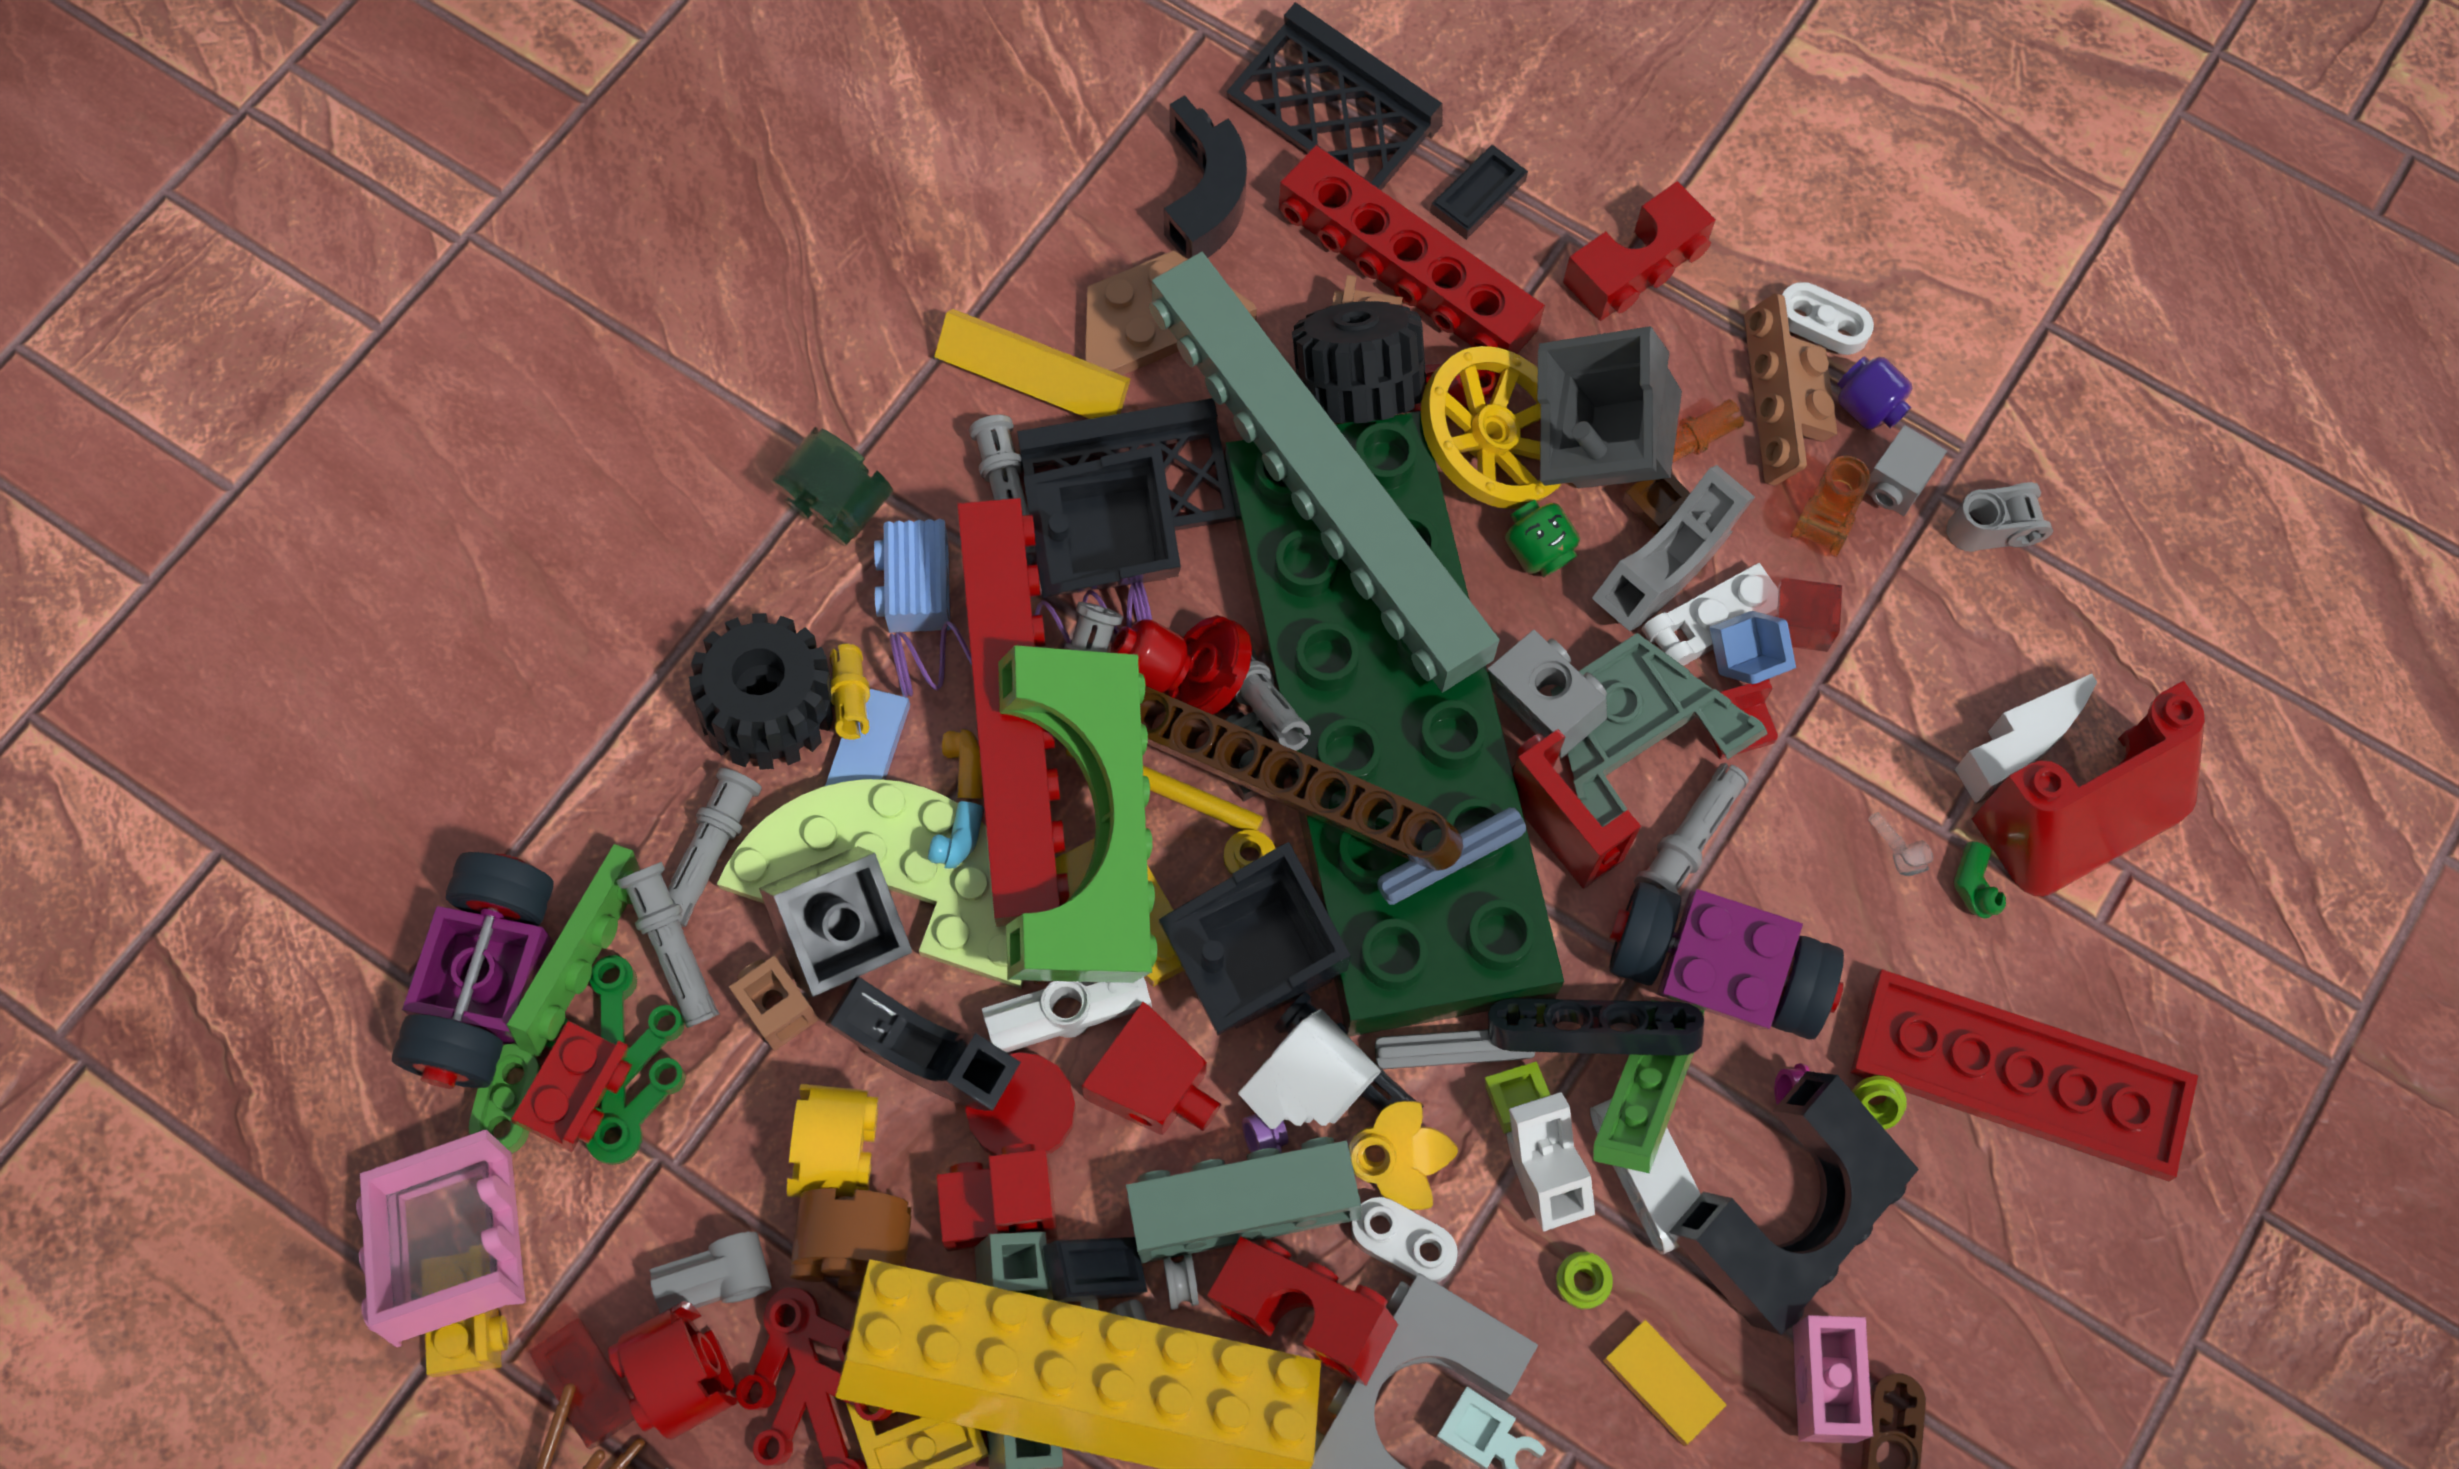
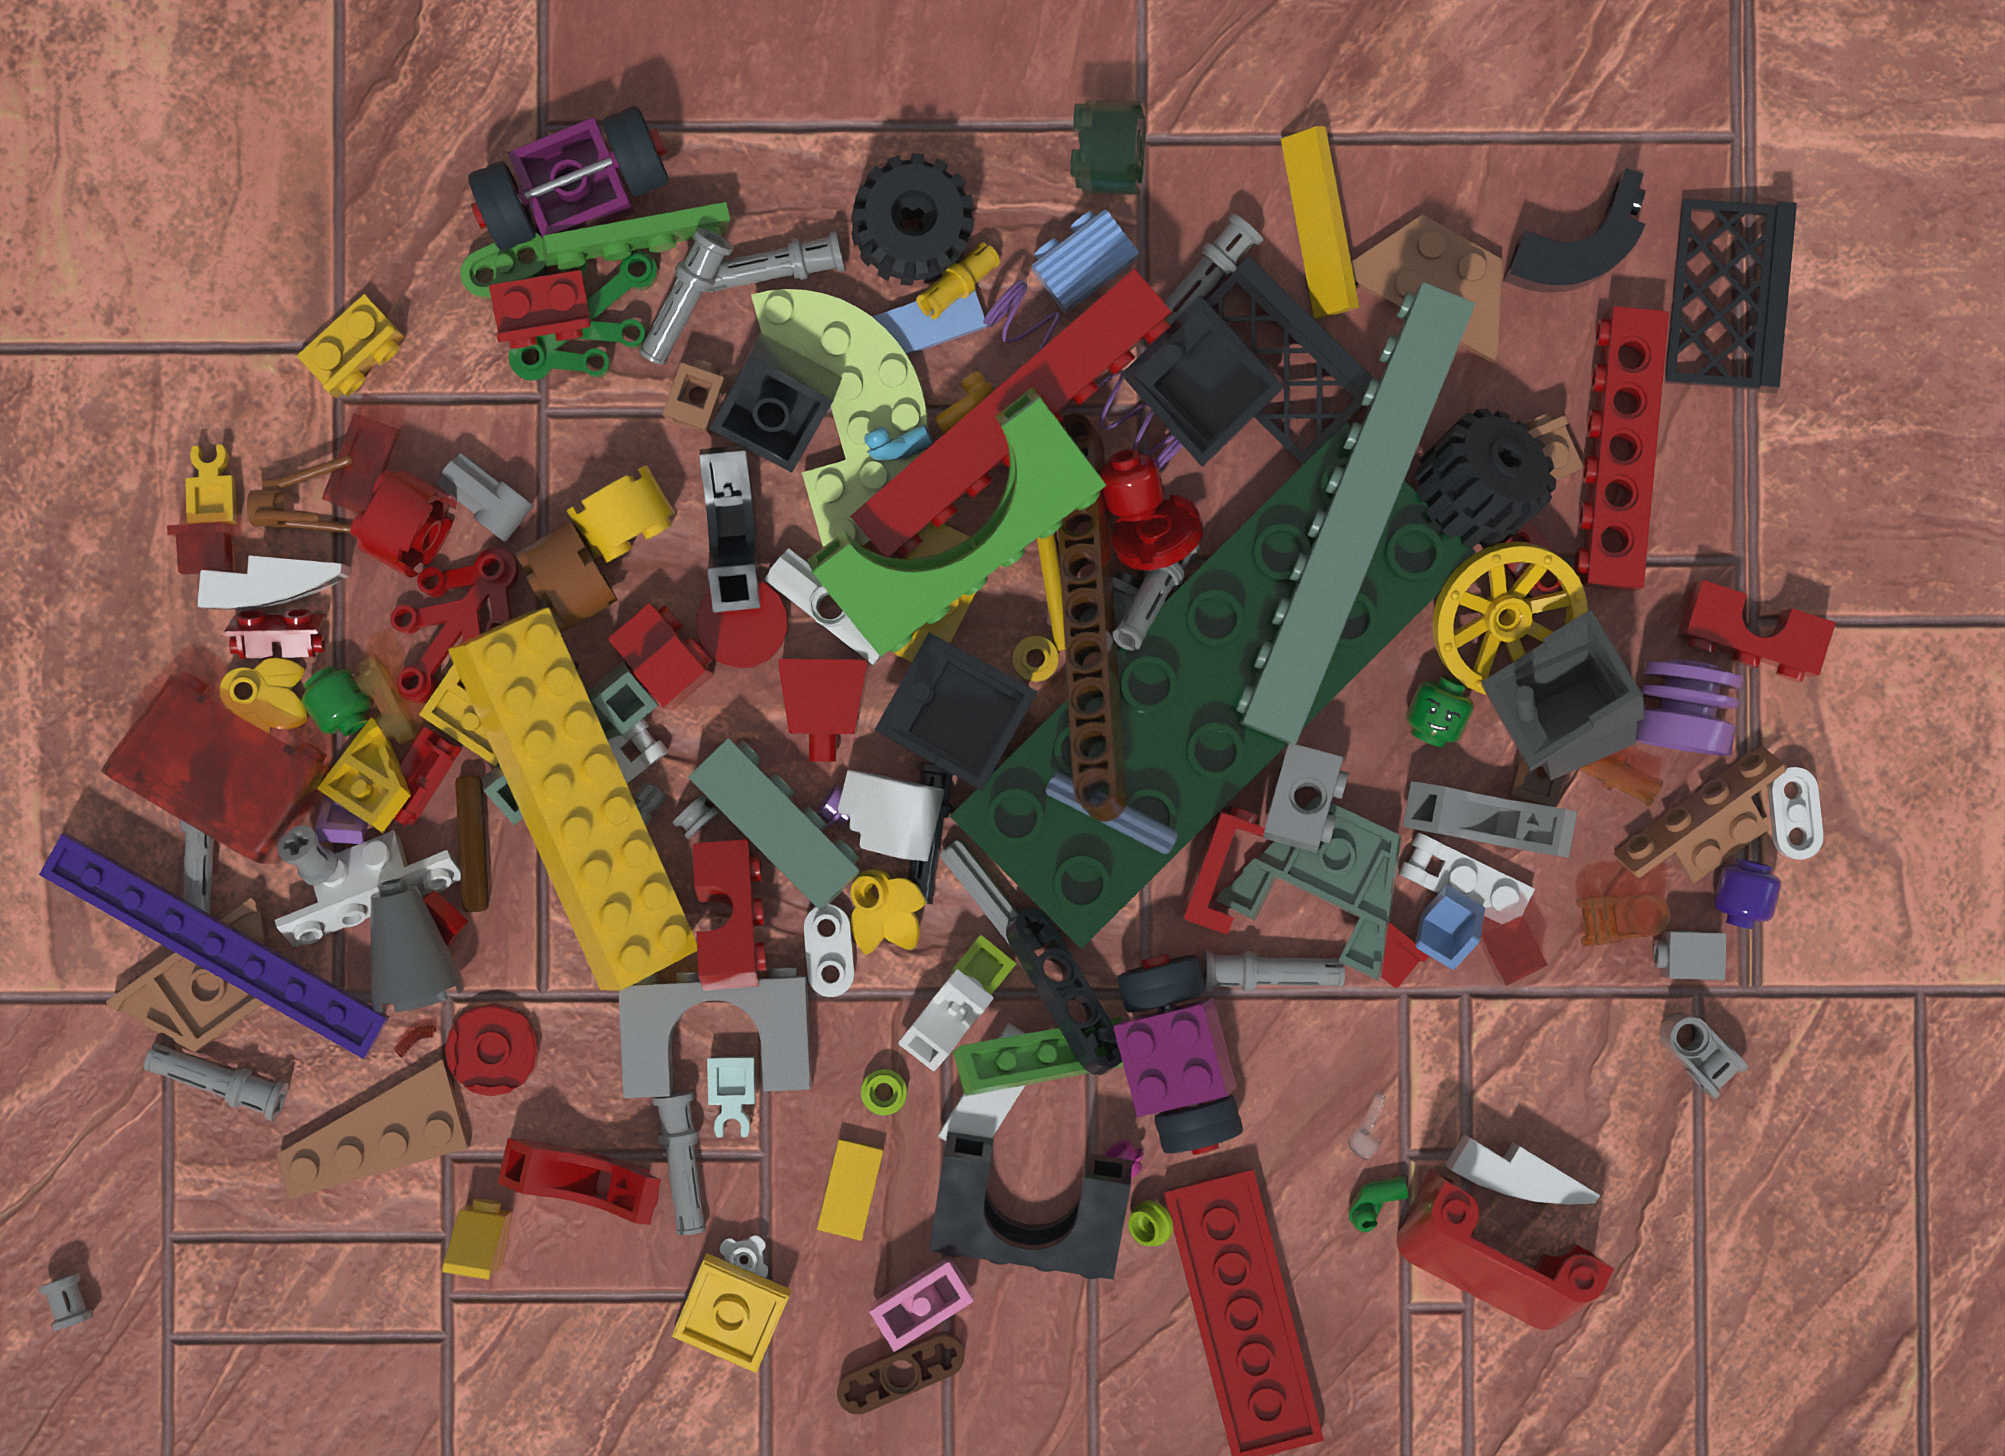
camera: 60 degrees right, 20 degrees up
(439, 1237) = (381, 299): window -> none
(1093, 615) = (1097, 428): light grey bush -> none
(1094, 1269) = (659, 754): black tile -> none
(1478, 192) = (1730, 464): black tile -> none
(1693, 338) = (1689, 707): none -> medium lavender wheel

